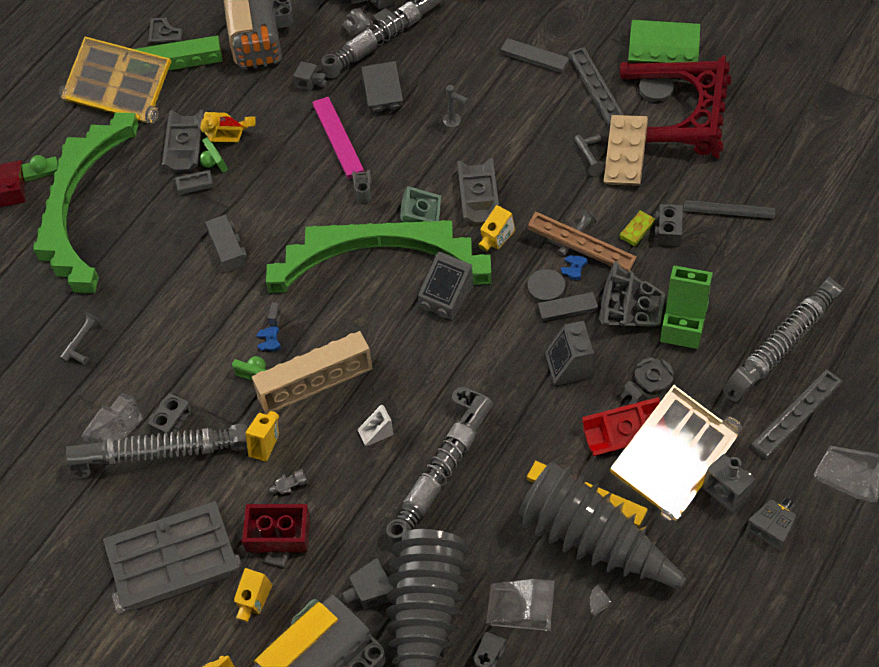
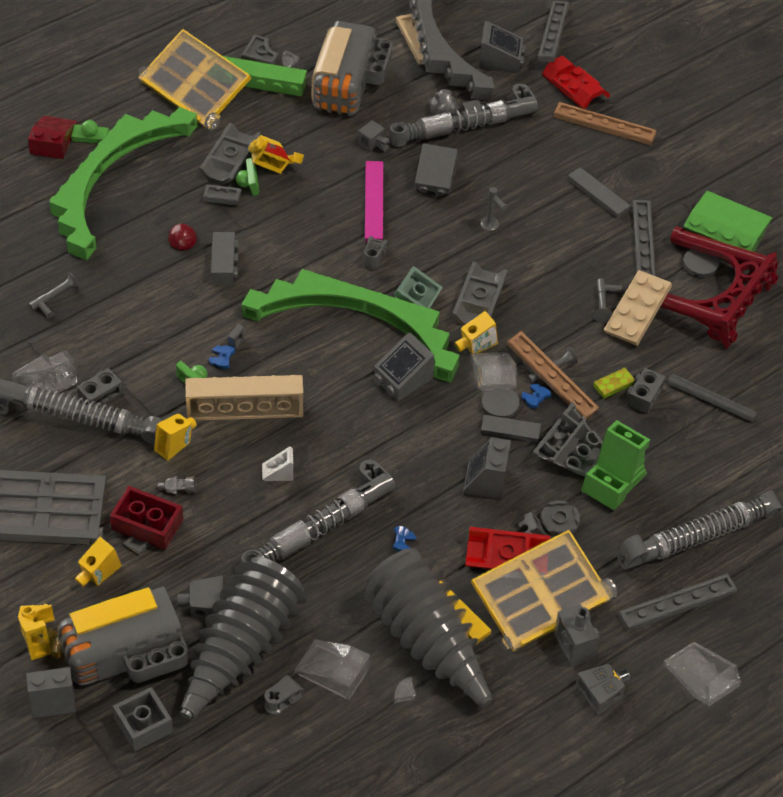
camera: 15 degrees right, 5 degrees down
(176, 237) = (182, 237): none -> dark red piece
(194, 30) = (289, 59): none -> clear tile
(521, 448) = (401, 535): none -> blue piece
(527, 257) = (494, 371): none -> clear slope

